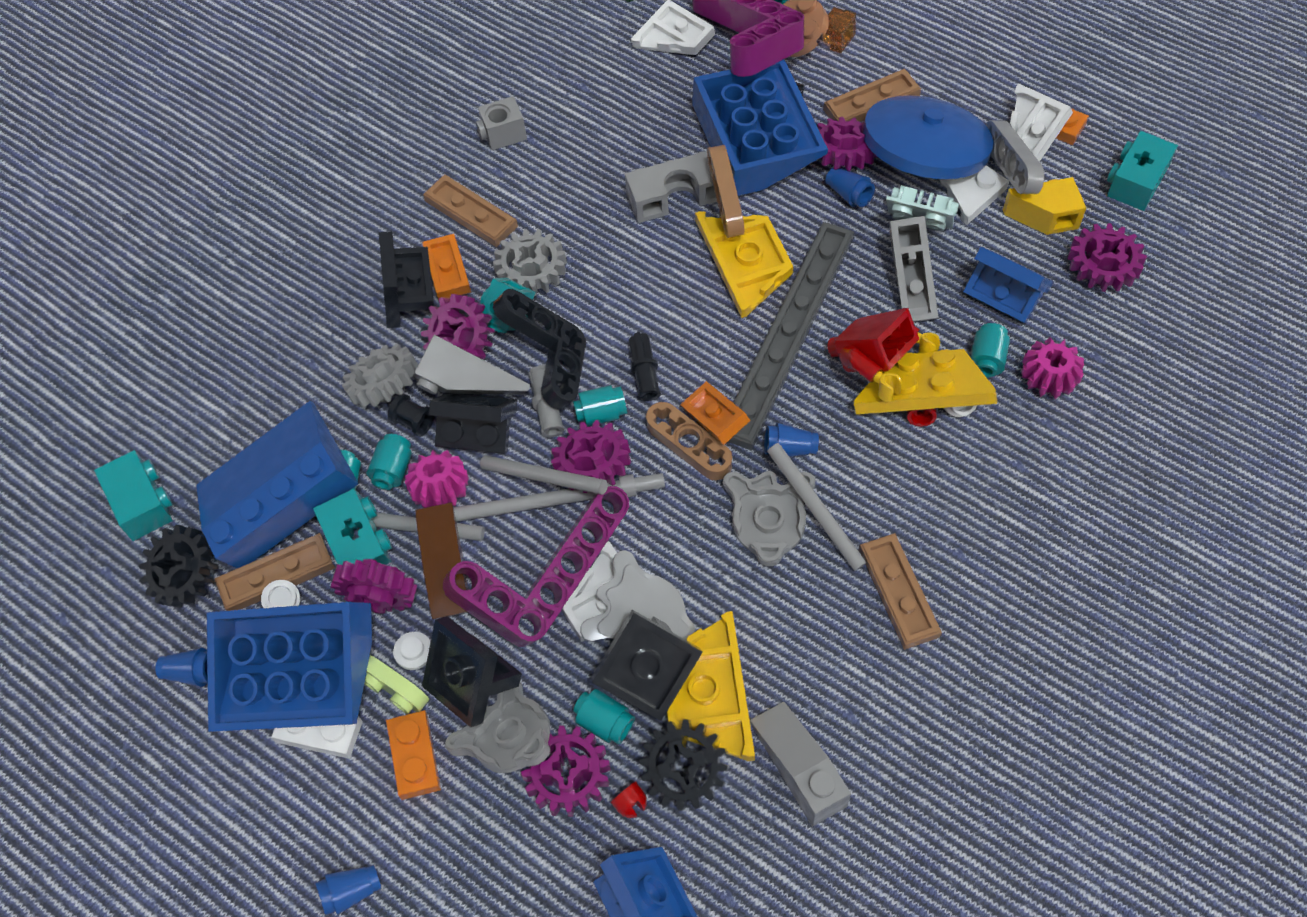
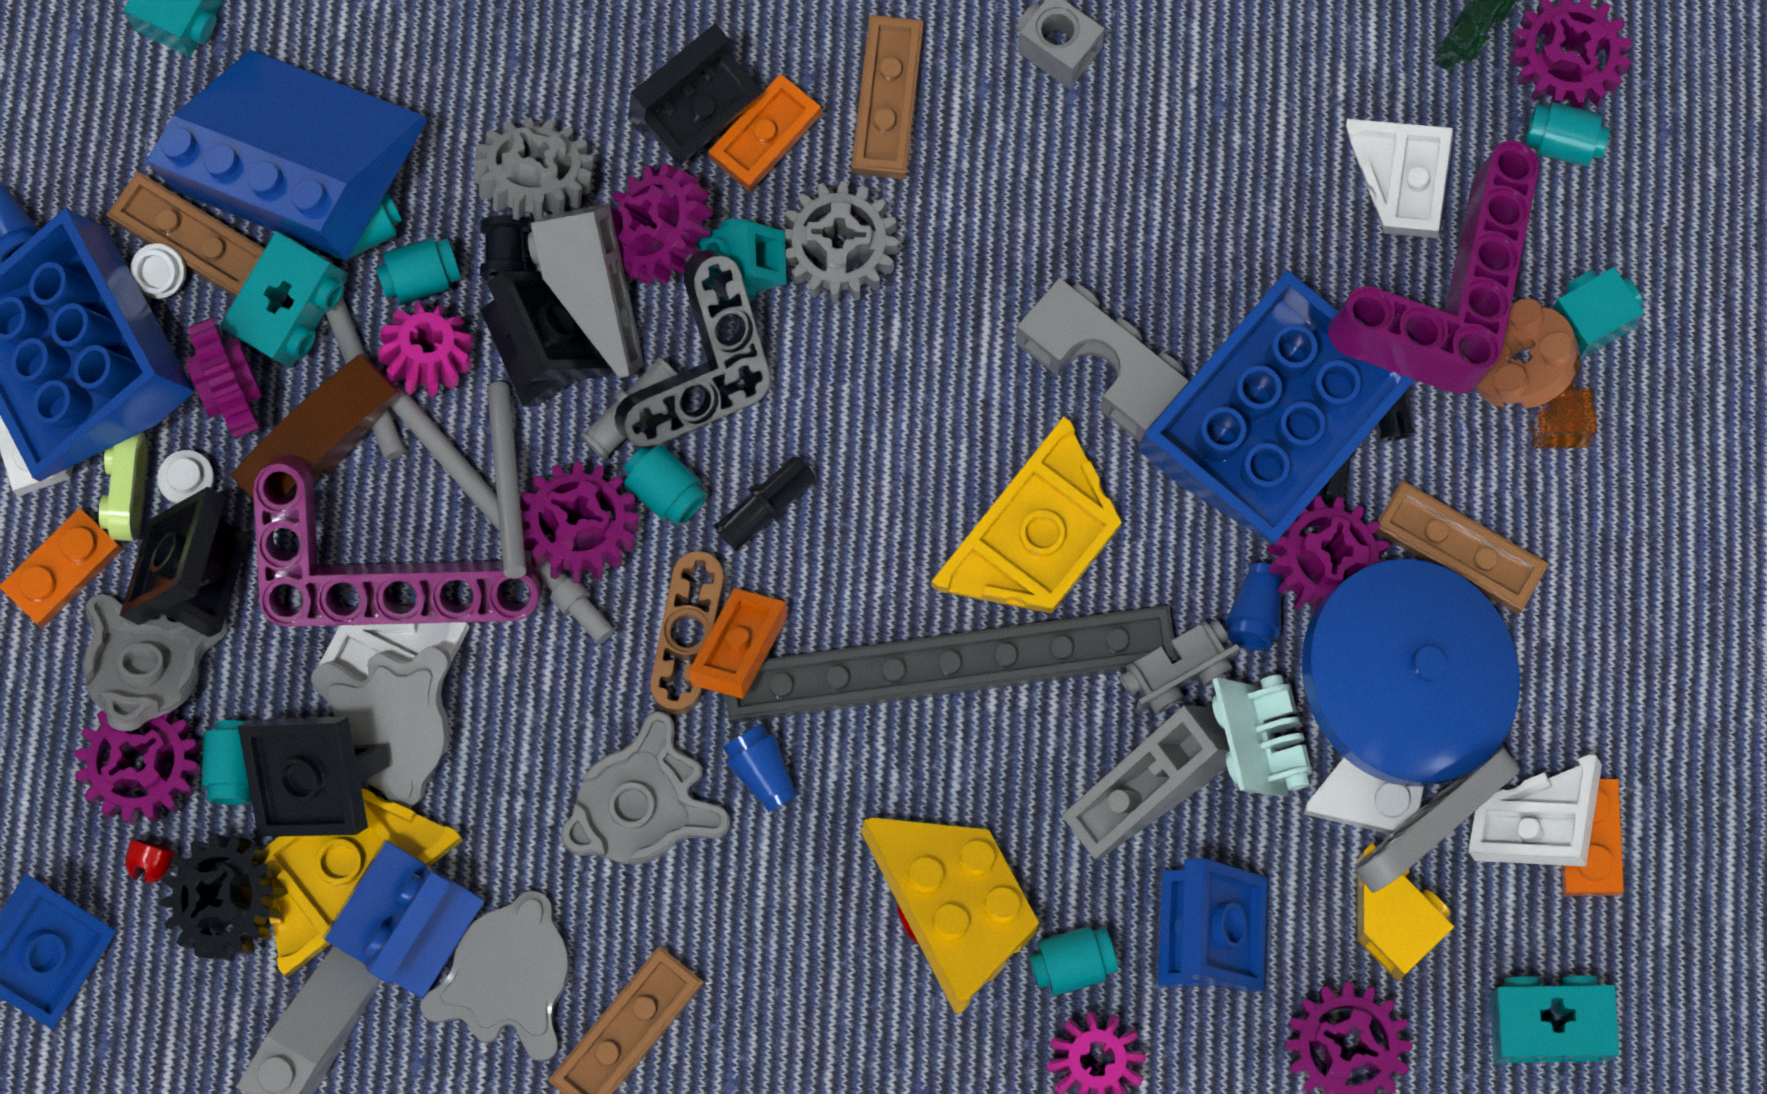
camera: 55 degrees right, 15 degrees up
(178, 566) = (119, 118): black gear -> none
(725, 191) = (1104, 441): medium nougat beam -> none
(762, 666) = (403, 919): none -> blue bracket
(817, 507) = (677, 858): light grey bar -> none
(828, 635) = (507, 974): none -> light grey tile
(861, 218) = (1200, 659): none -> light grey hinge
(877, 344) = (970, 799): red torso -> none

